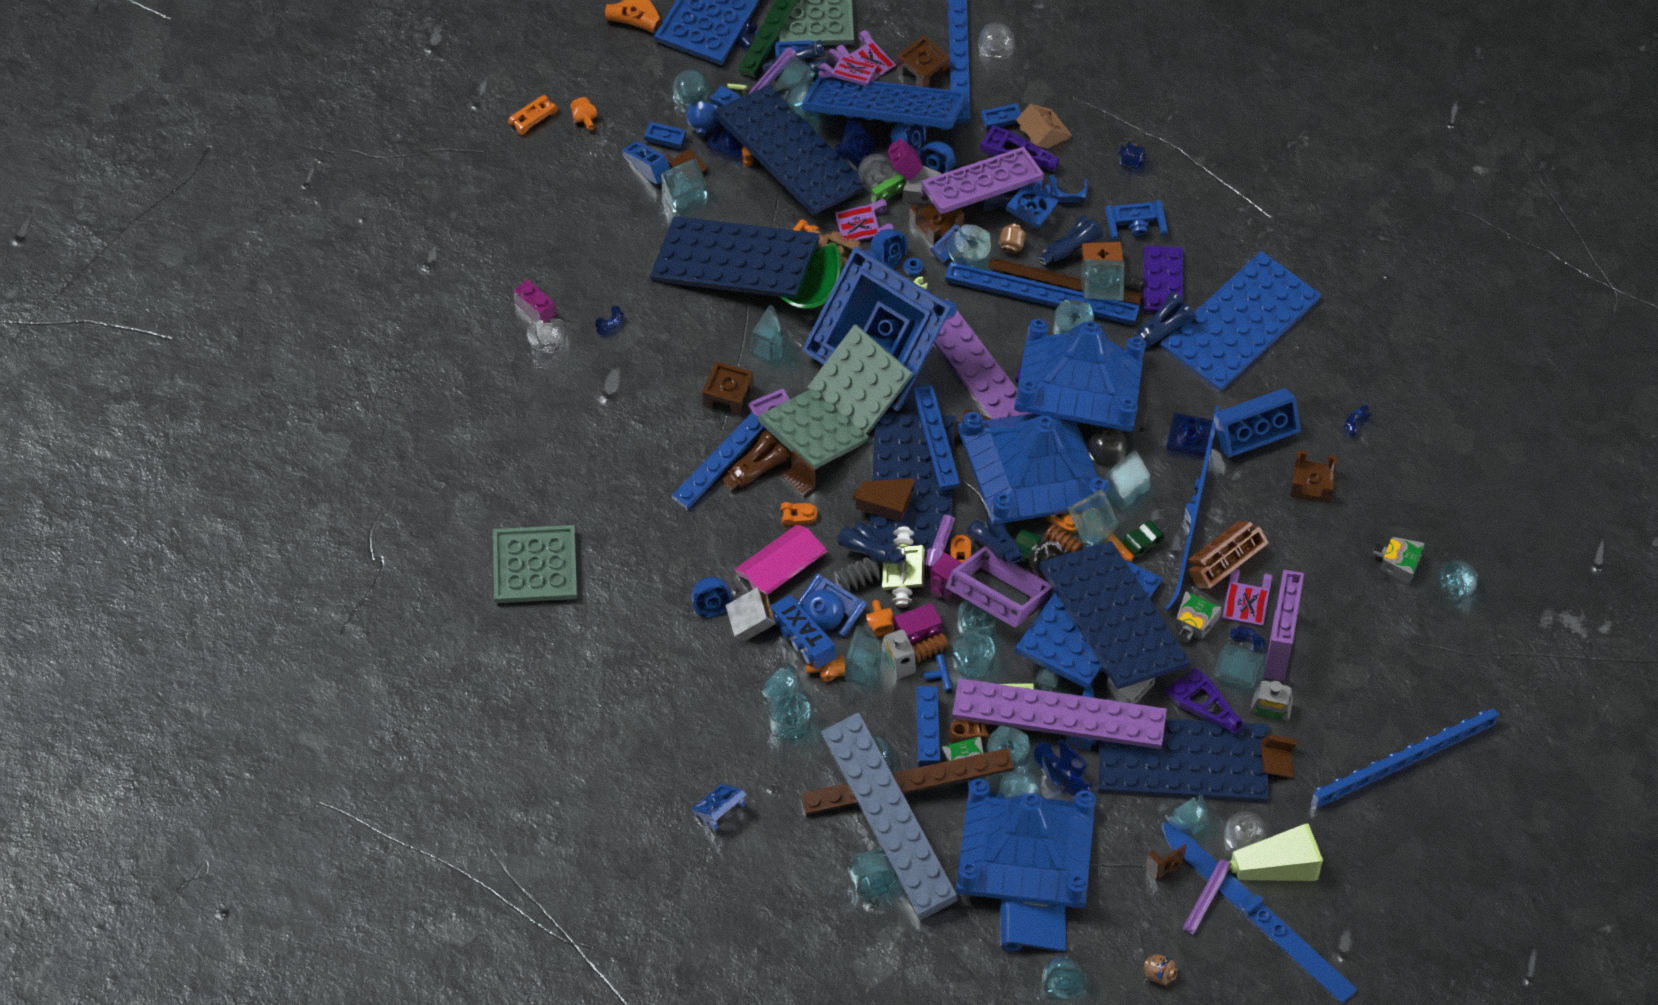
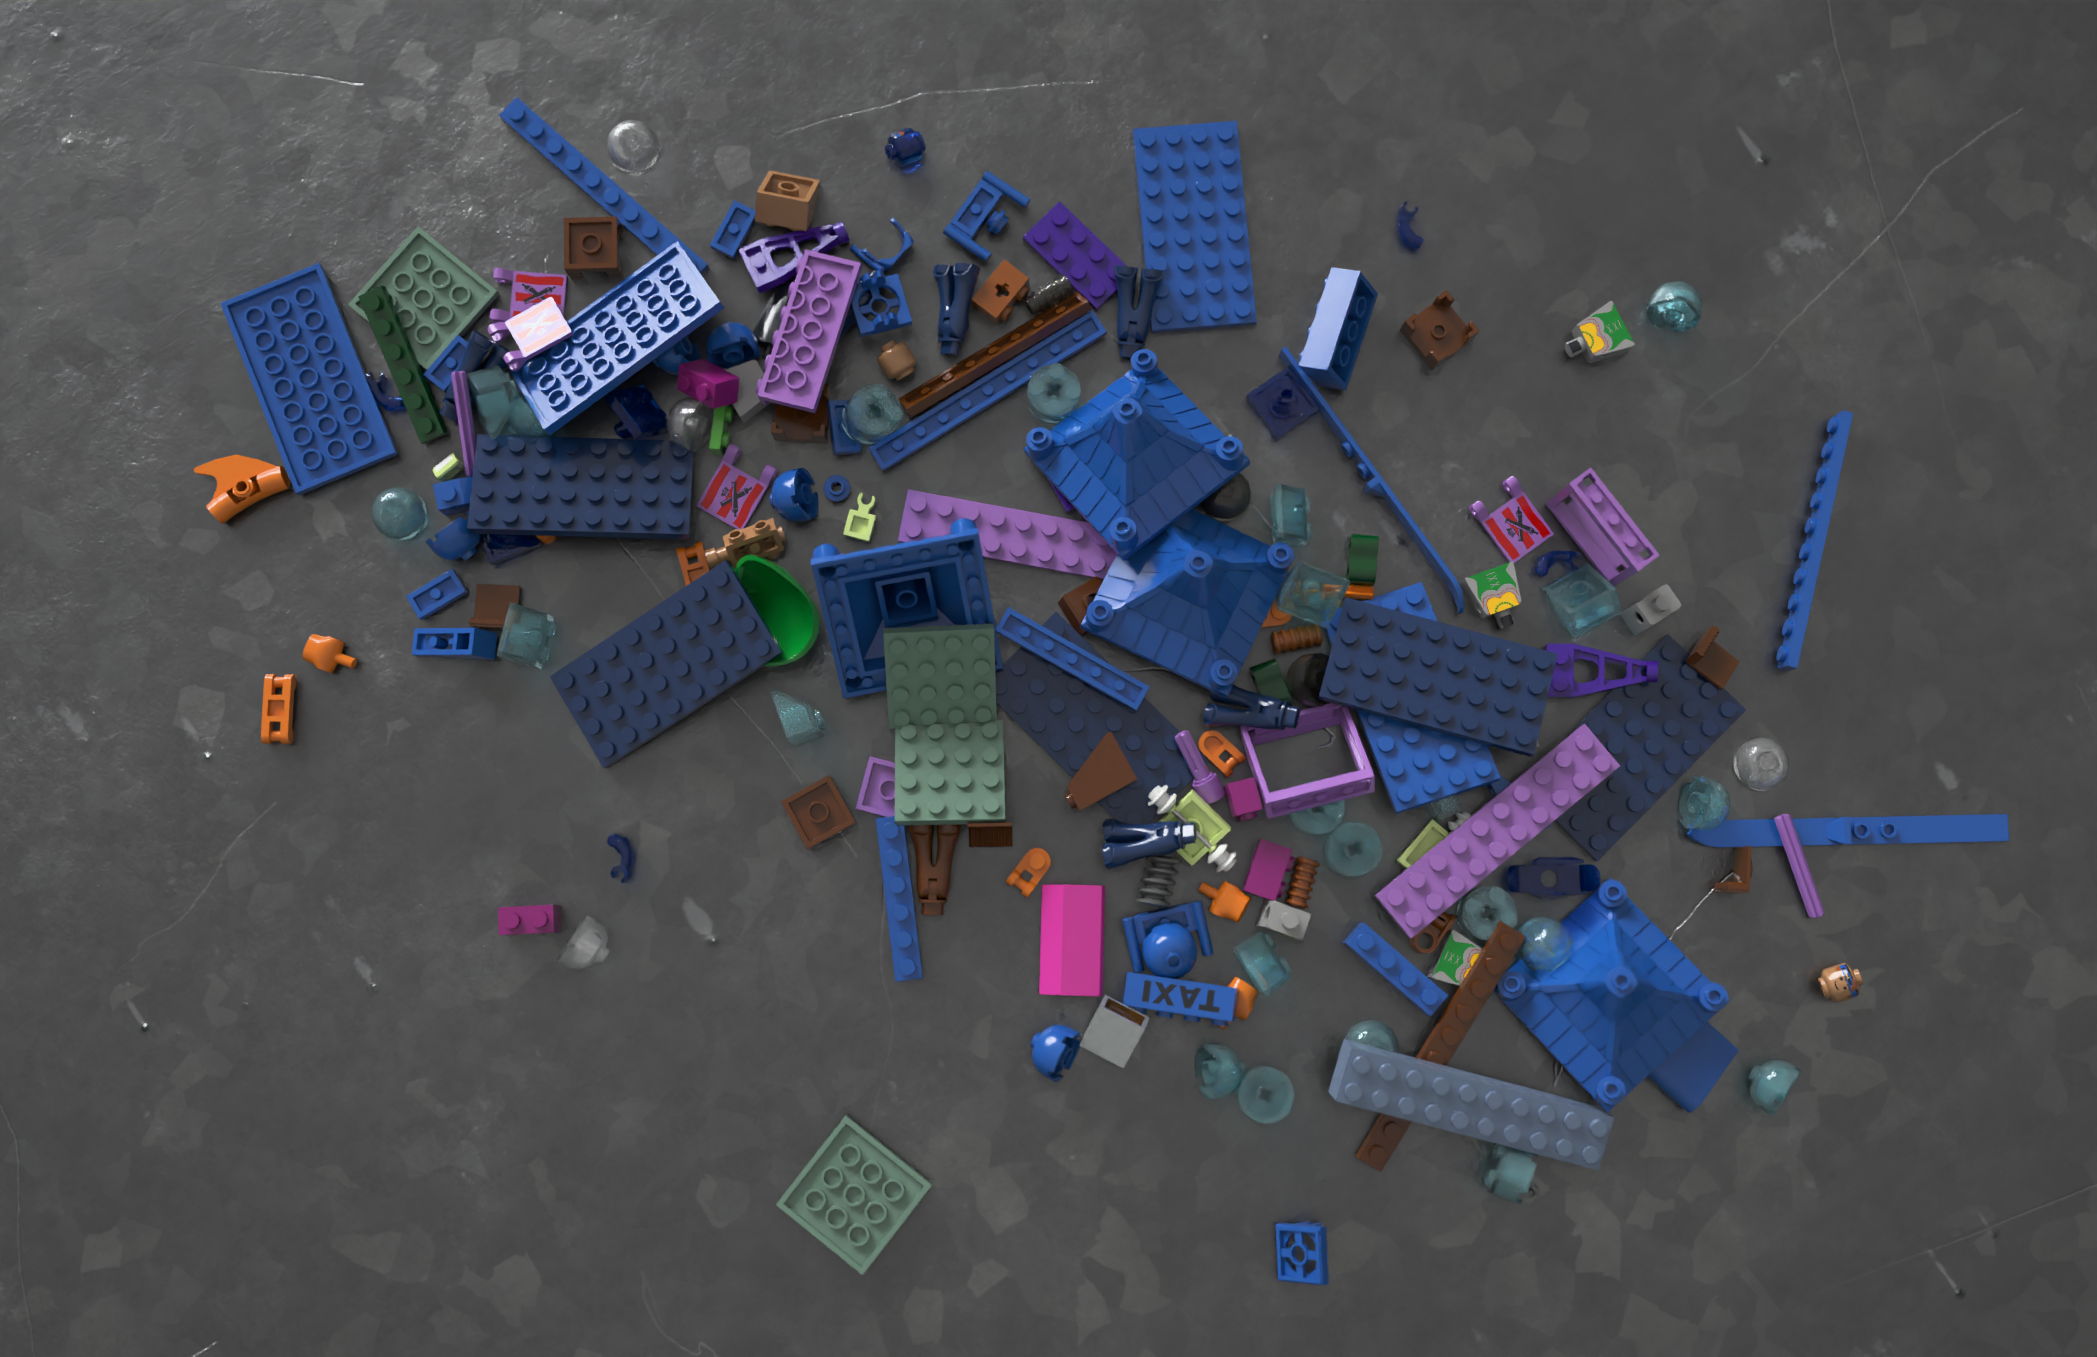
camera: 50 degrees left, 25 degrees up
(941, 673) = (1338, 893): blue piece -> none
(1102, 279) = (1041, 323): clear light blue slope -> none
(1226, 556) = (1459, 499): dark orange brick -> none
(1281, 858) = (1824, 760): yellowish green slope -> none

